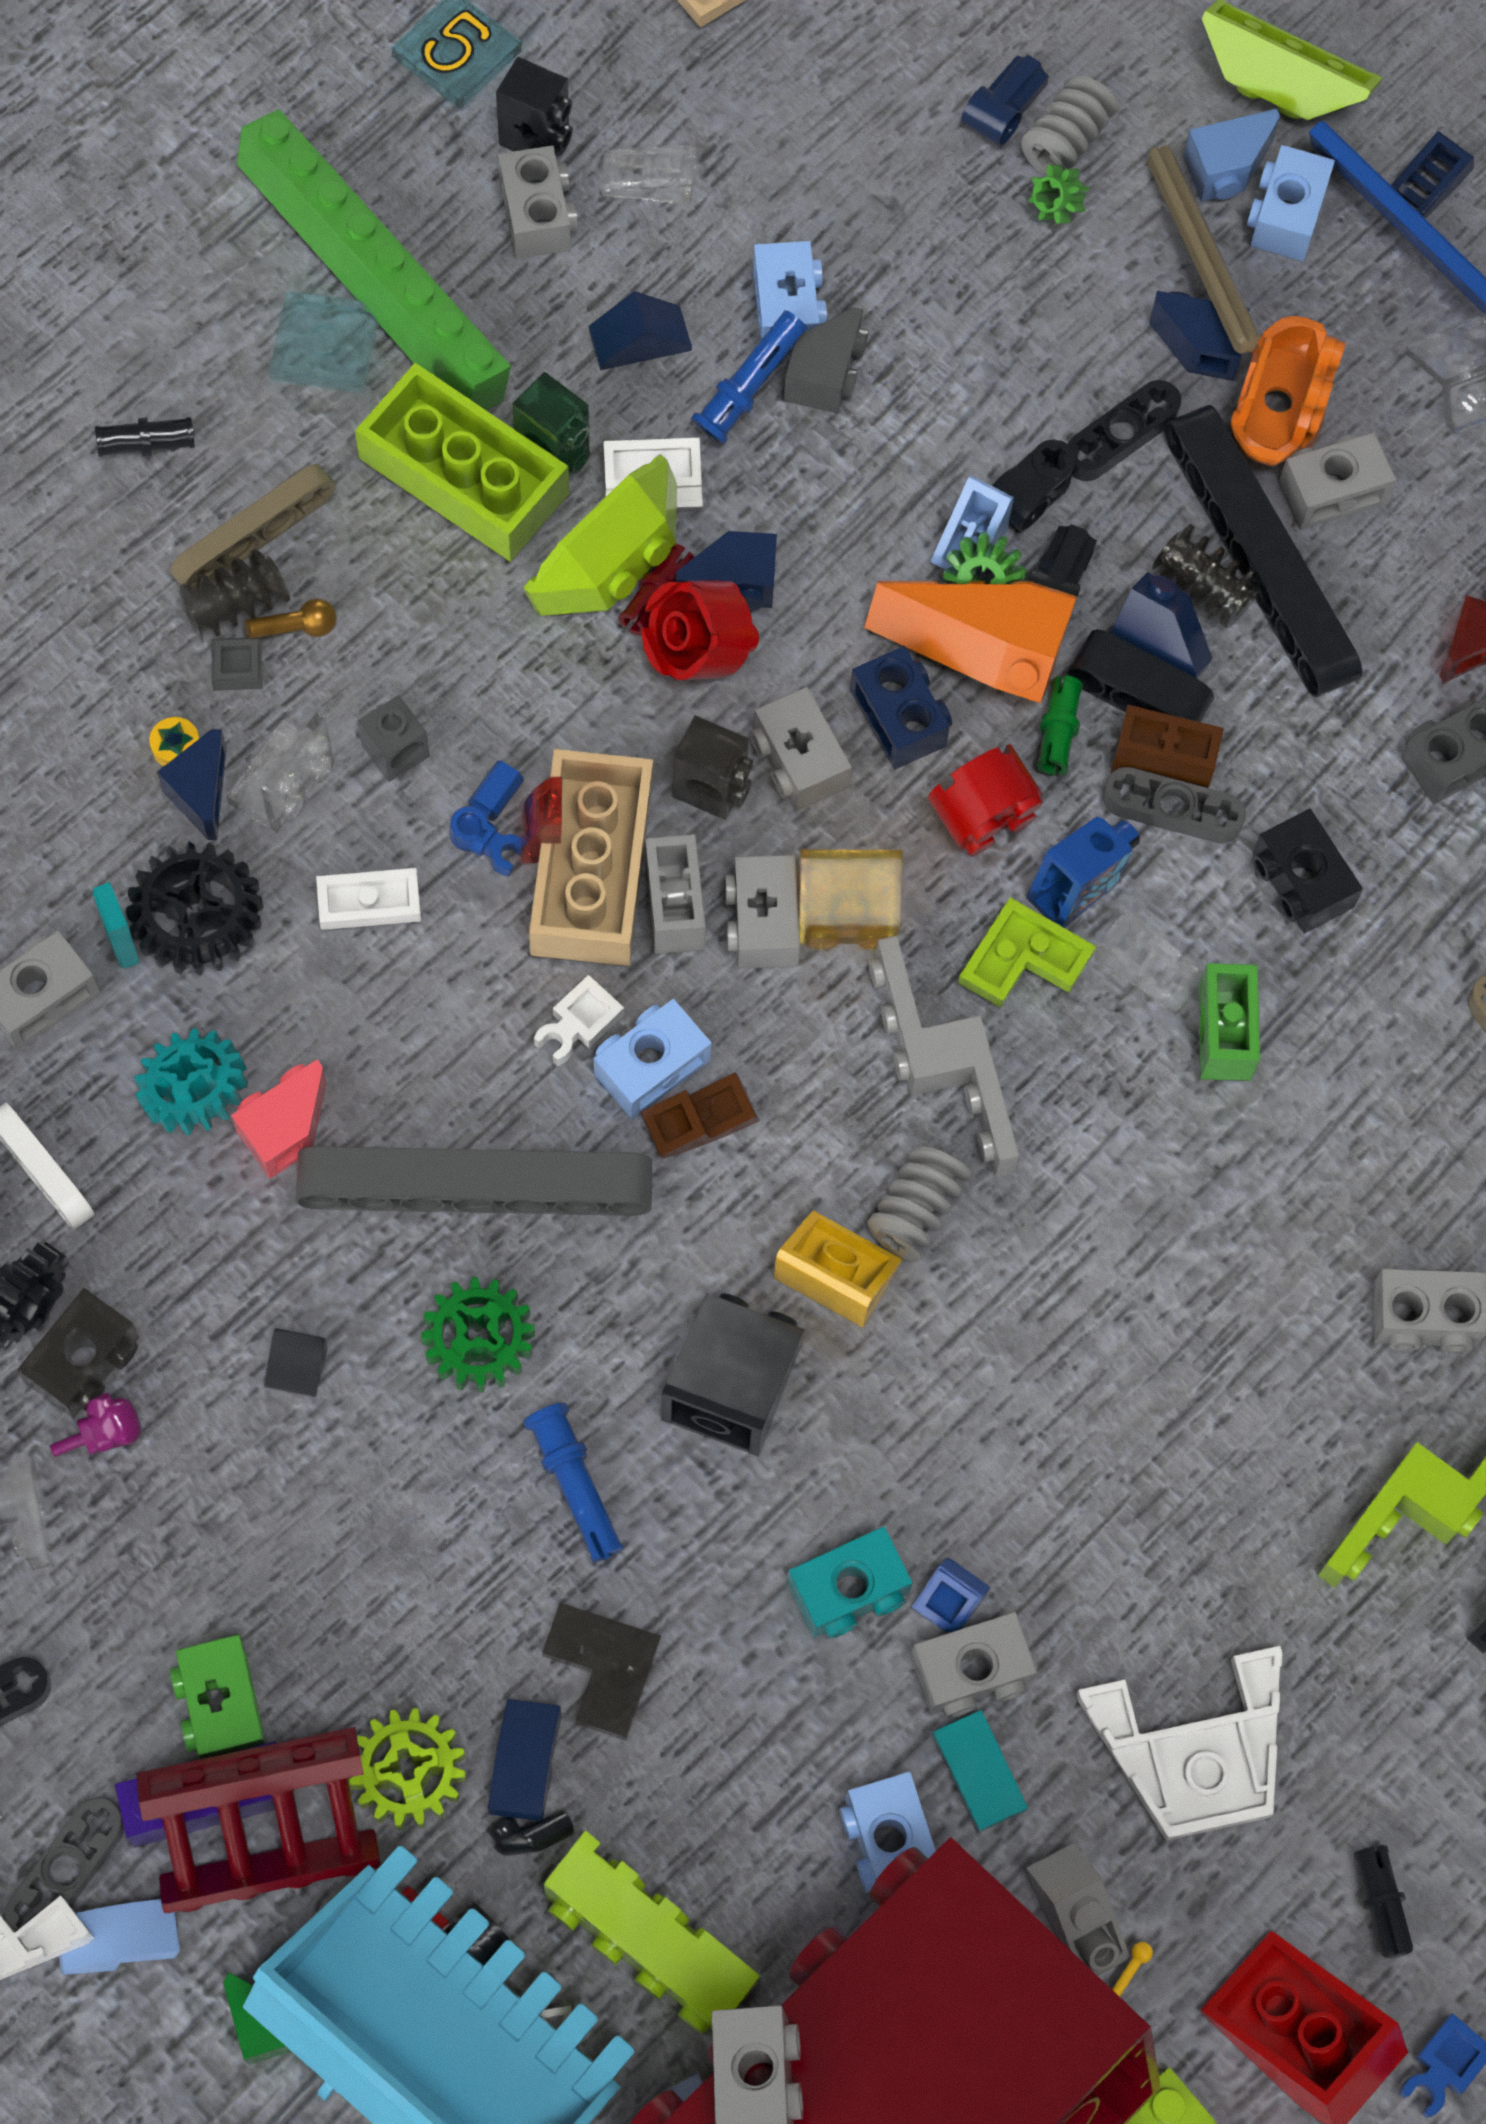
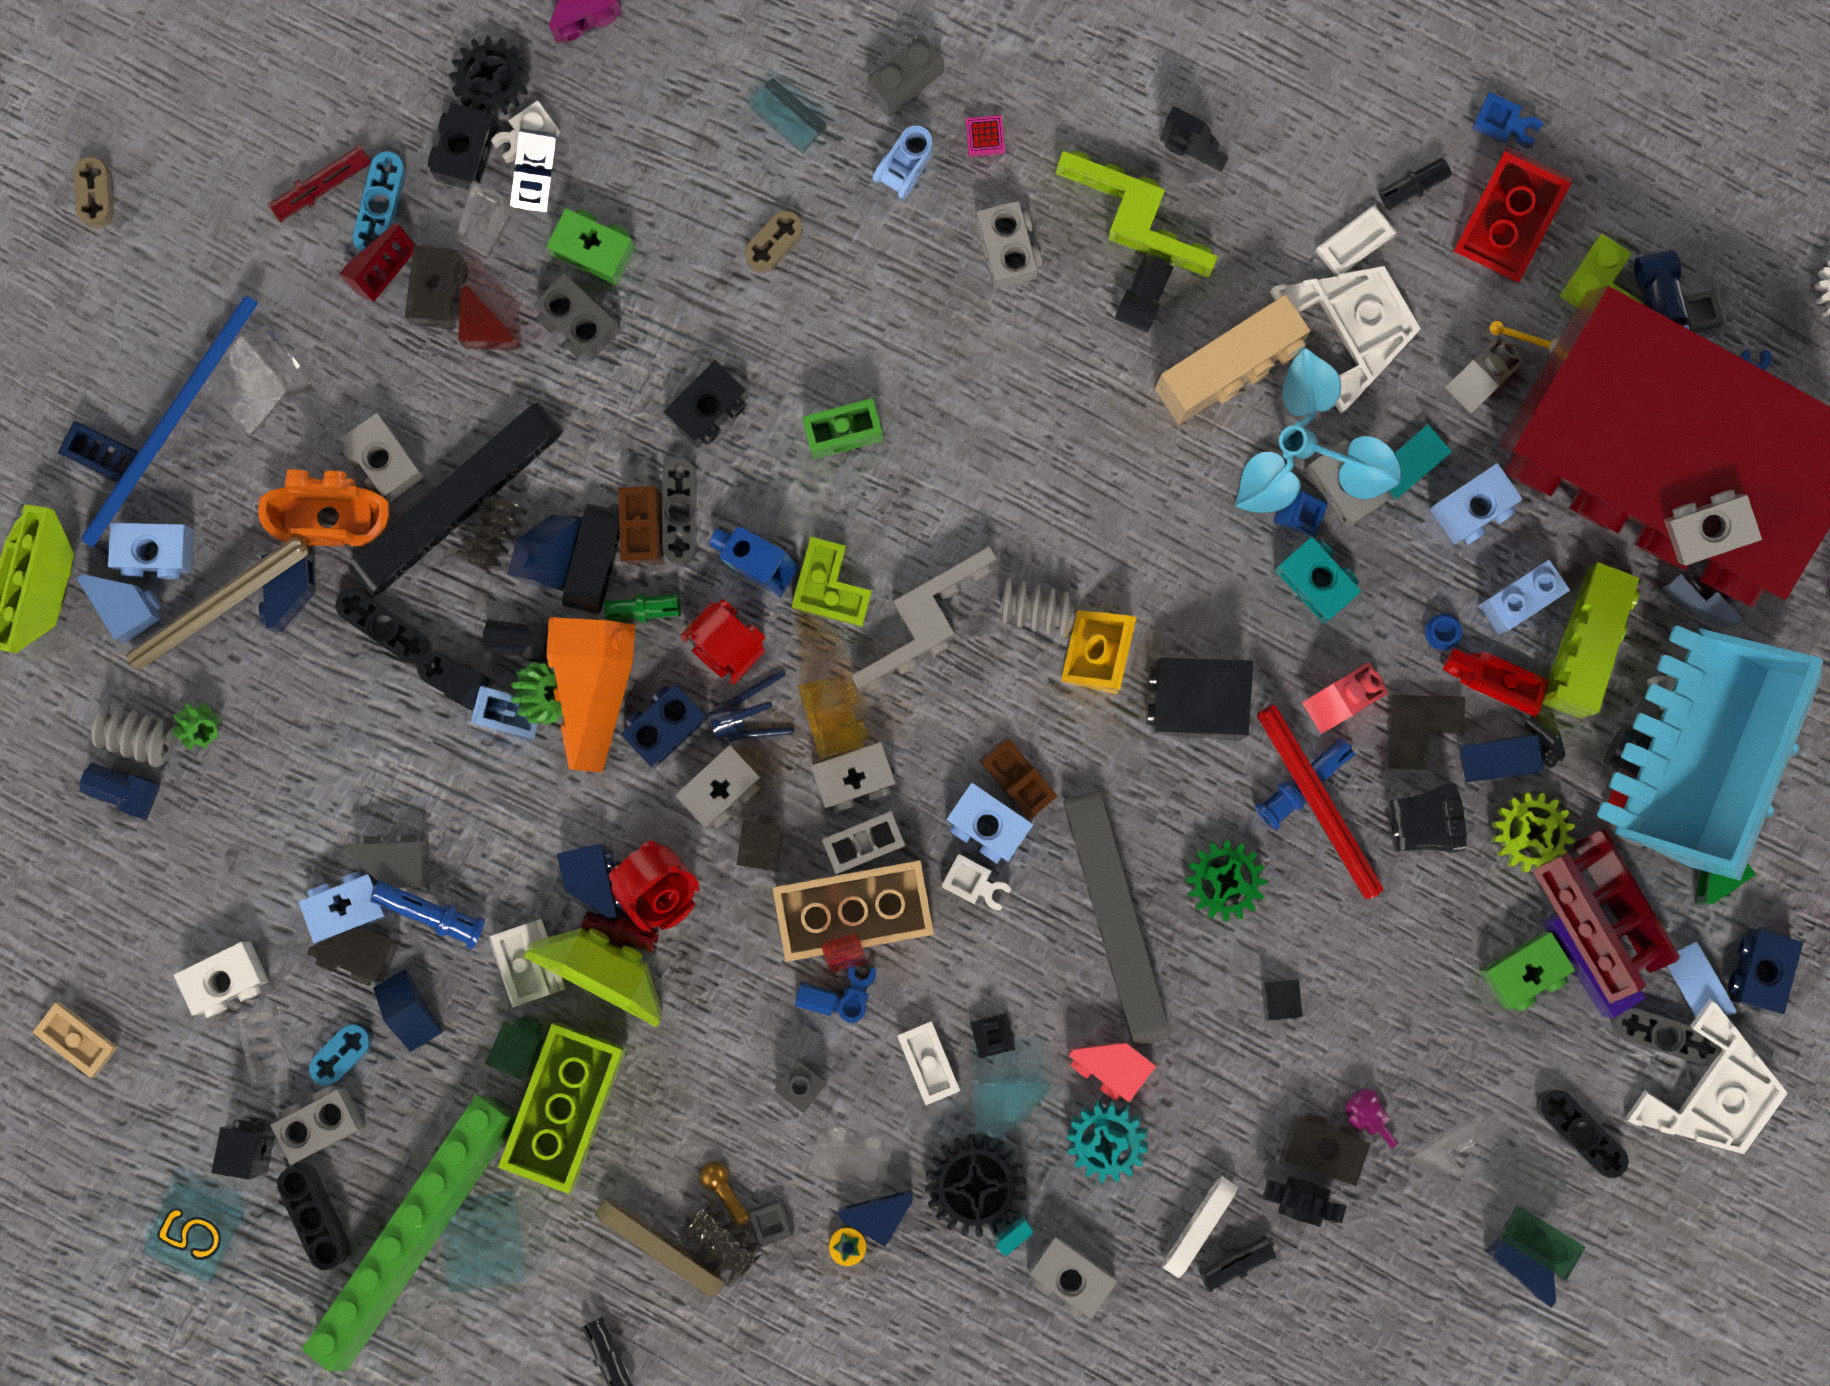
camera: 100 degrees left, 15 degrees up
(71, 2029) = (1782, 960): none -> dark blue brick
(283, 972) = (1005, 1104): none -> clear light blue slope
(376, 989) = (992, 1035): none -> black tile
(446, 155) = (297, 1205): none -> black beam
(468, 1623) = (1429, 821): none -> black piece
(543, 1483) = (1319, 801): none -> red axle
(619, 246) = (334, 1048): none -> dark azure beam
(635, 1791) = (1498, 679): none -> red hinge
(676, 1570) = (1345, 697): none -> coral slope
(726, 1738) = (1443, 632): none -> blue plate
(727, 298) = (359, 951): none -> clear smoke slope
(741, 1860) = (1524, 597): none -> light blue brick
(746, 123) = (199, 981): none -> white brick
(885, 789) = (729, 719): none -> dark blue plant
(993, 1687) = (1267, 479): none -> medium azure plant
(1189, 1551) = (1233, 359): none -> tan brick
(1302, 1462) = (1142, 300): none -> black piece
(1320, 1794) = (1356, 241): none -> white tile

